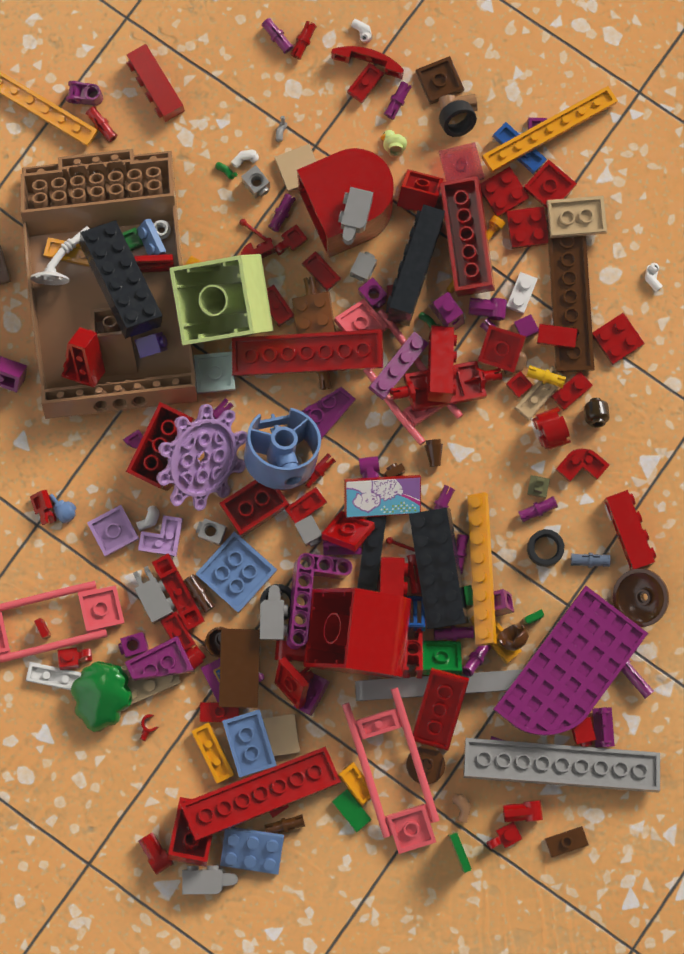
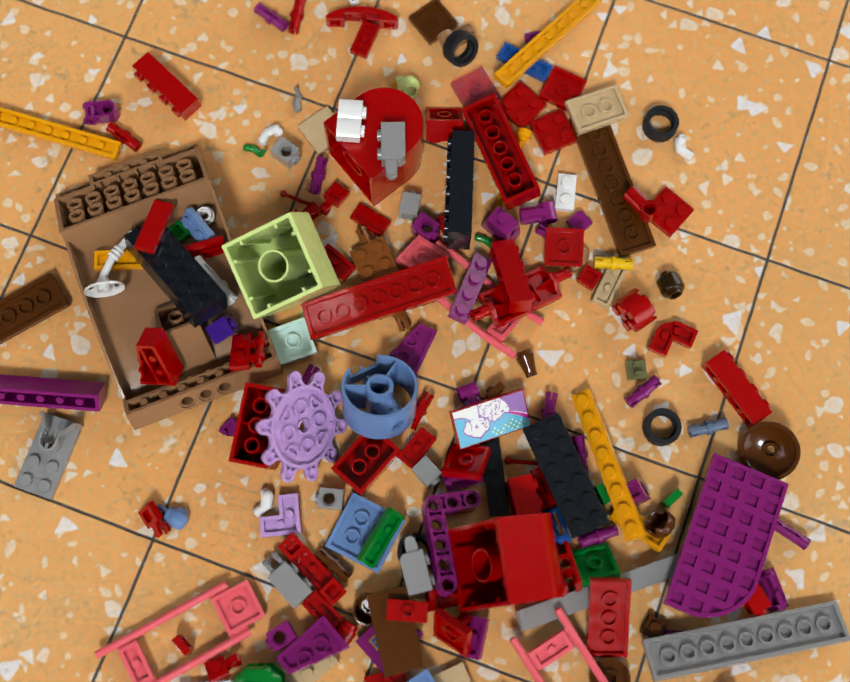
camera: 20 degrees left, 5 degrees down
(110, 231) = (154, 226): none -> red tile
(113, 530) = (230, 524): lavender plate -> none
(159, 300) = (231, 297): none -> white pin
(164, 369) = (241, 351): none -> red plate
(248, 579) = (380, 537): none -> green plate
(255, 652) = (407, 610): none -> red plate
(322, 176) = (350, 120): none -> white brick
(397, 100) = (399, 47): magenta pin -> none
(475, 659) = (628, 557): magenta pin -> none
(481, 730) = (653, 627): none -> reddish brown plate
(557, 336) = (612, 222): red tile -> none
(572, 391) = (640, 270): red plate -> none
(589, 323) = (640, 202): none -> red piece
(635, 233) = (664, 111): none -> black tyre

